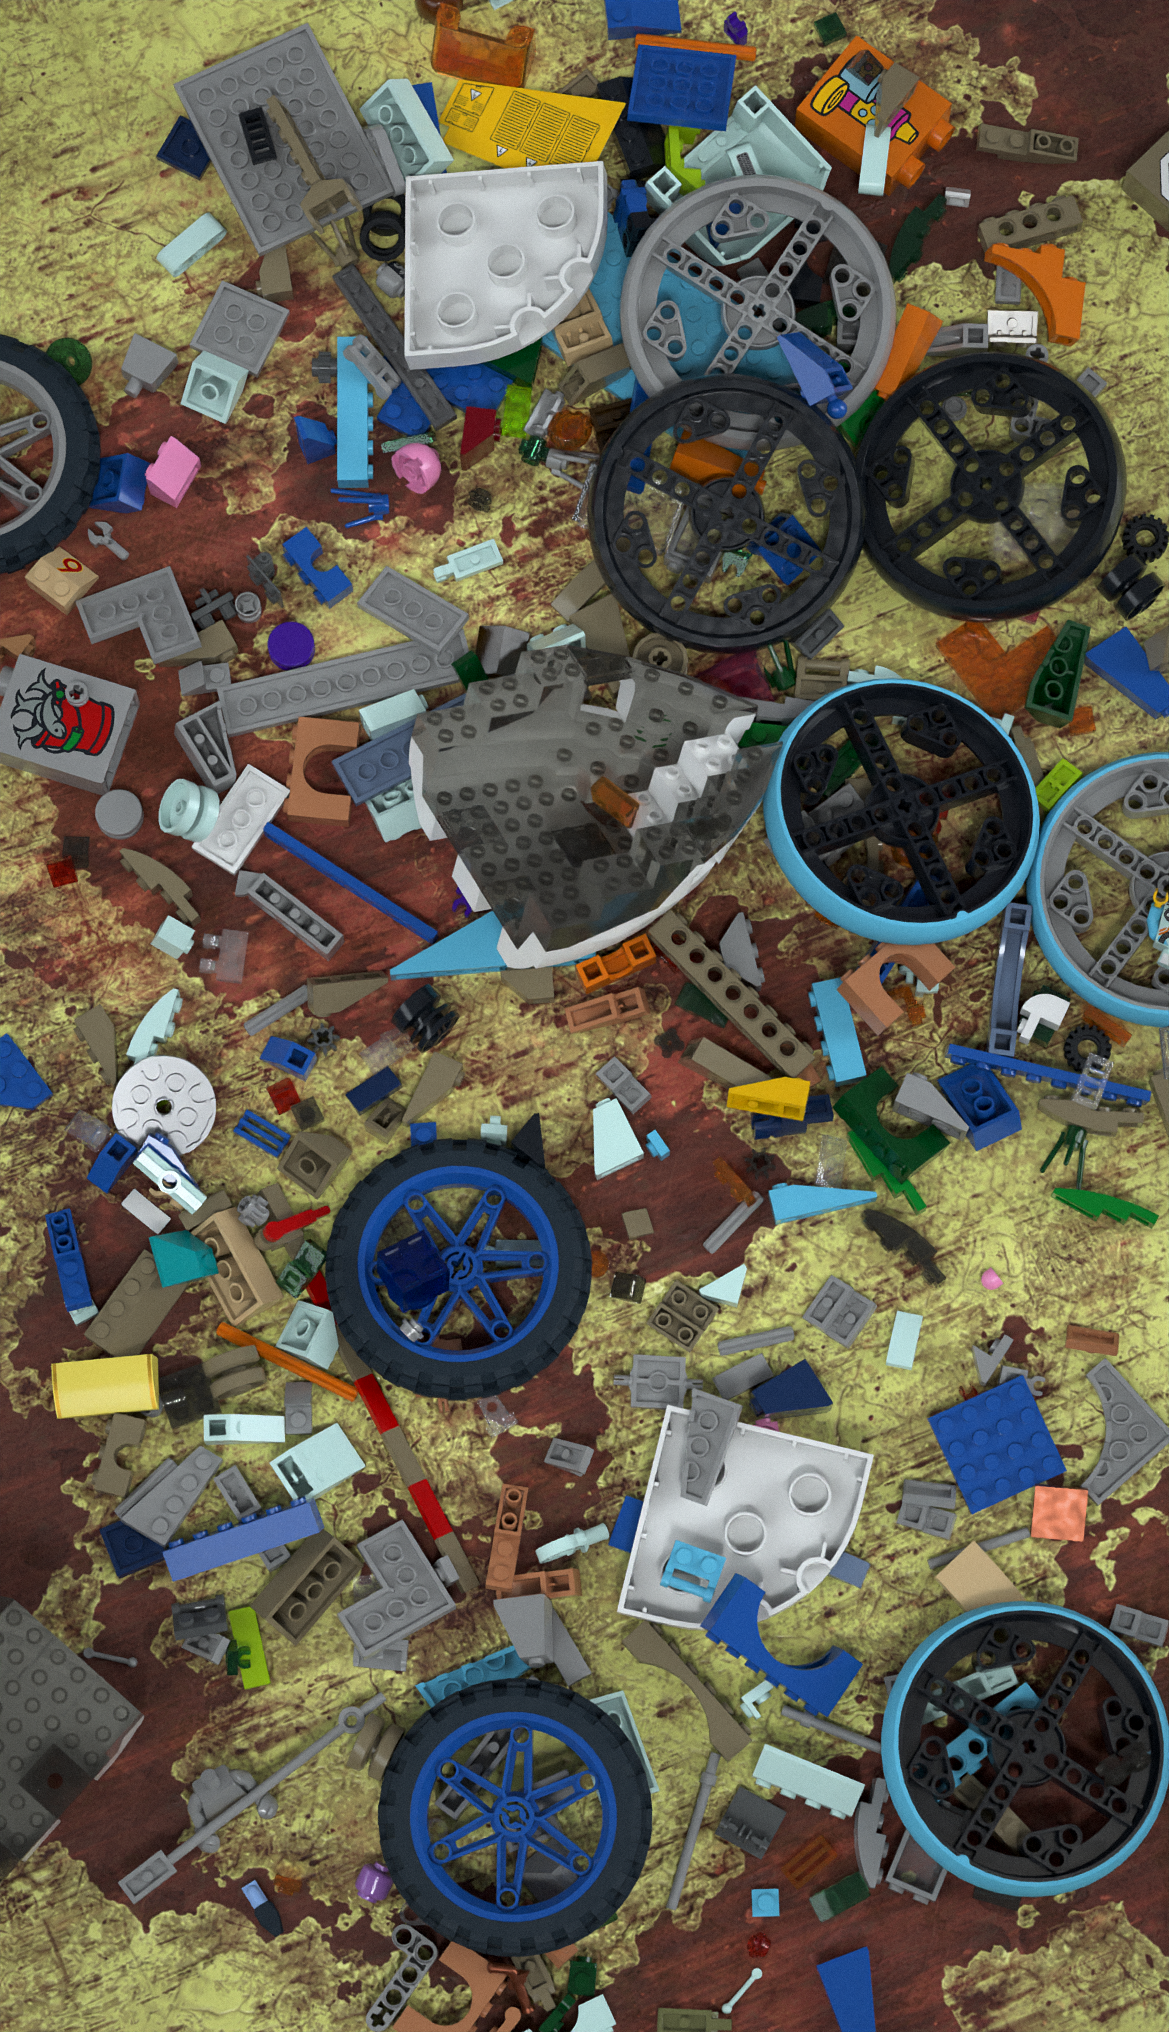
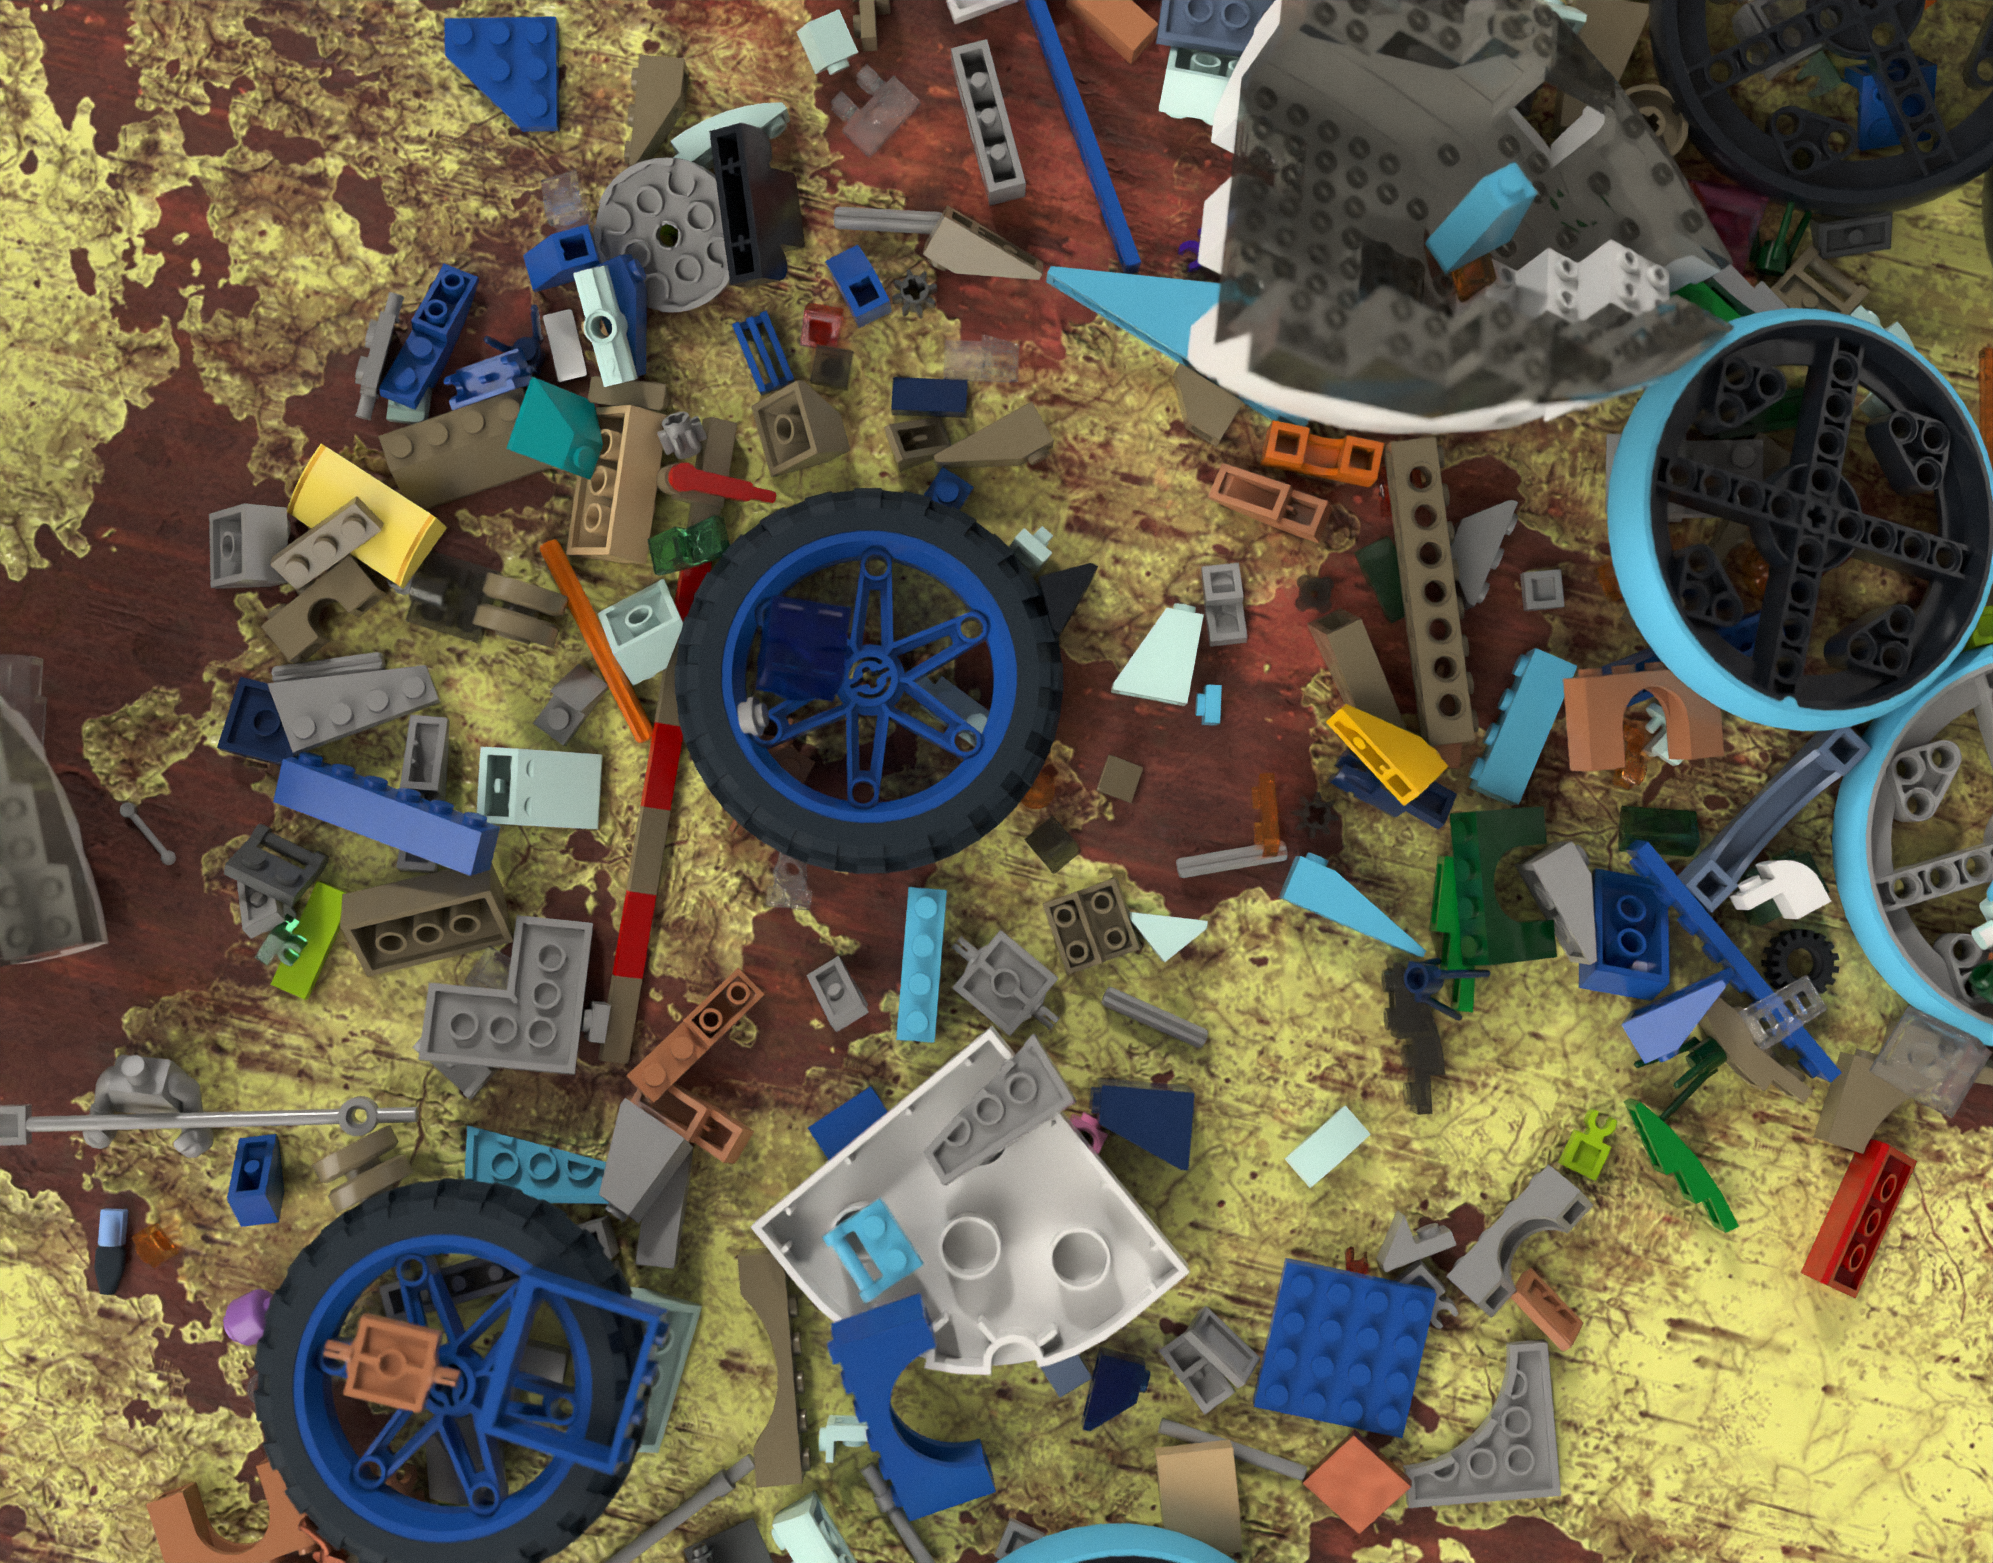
camera: 30 degrees right, 10 degrees up
(49, 1291) = (378, 341): none -> light grey plate
(50, 1453) = (244, 543): none -> light grey slope
(99, 1414) = (326, 543): none -> dark tan plate
(120, 1258) = (489, 378): none -> blue hinge
(128, 1229) = (530, 345): none -> dark blue plant
(204, 1055) = (755, 205): none -> black brick
(243, 1429) = (485, 683): light aqua slope -> none
(245, 882) = (962, 35): light grey tile -> none
(319, 1803) = (257, 1181): none -> blue slope
(397, 1982) = (197, 1453): light grey beam -> none
(429, 1023) = (1048, 347): black wheel -> none
(476, 1819) = (392, 1363): none -> nougat plate
(570, 1543) = (765, 1098): light aqua pin -> none
(604, 1405) = (921, 964): none -> medium azure brick
(608, 781) = (1483, 218): none -> medium azure slope
(625, 1740) = (548, 1440): none -> blue window
(743, 1377) = (1107, 1049): light grey slope -> none
(793, 949) = (1542, 590): none -> light grey plate
(830, 1162) = (1397, 873): clear slope -> none
(839, 1312) = (1277, 1055): light grey slope -> none
(885, 1559) = (1114, 1386): none -> clear blue slope
(887, 1205) = (1427, 979): none -> dark blue plant
(961, 1031) = (1666, 830): none -> clear green slope
(991, 1280) = (1481, 1149): bright pink hinge -> none
(1038, 1133) = (1664, 1024): none -> slope
(1047, 1283) = (1545, 1204): none -> light grey arch
(1048, 1237) = (1585, 1150): none -> lime plate
(1111, 1029) = (1851, 972): clear orange tile -> none

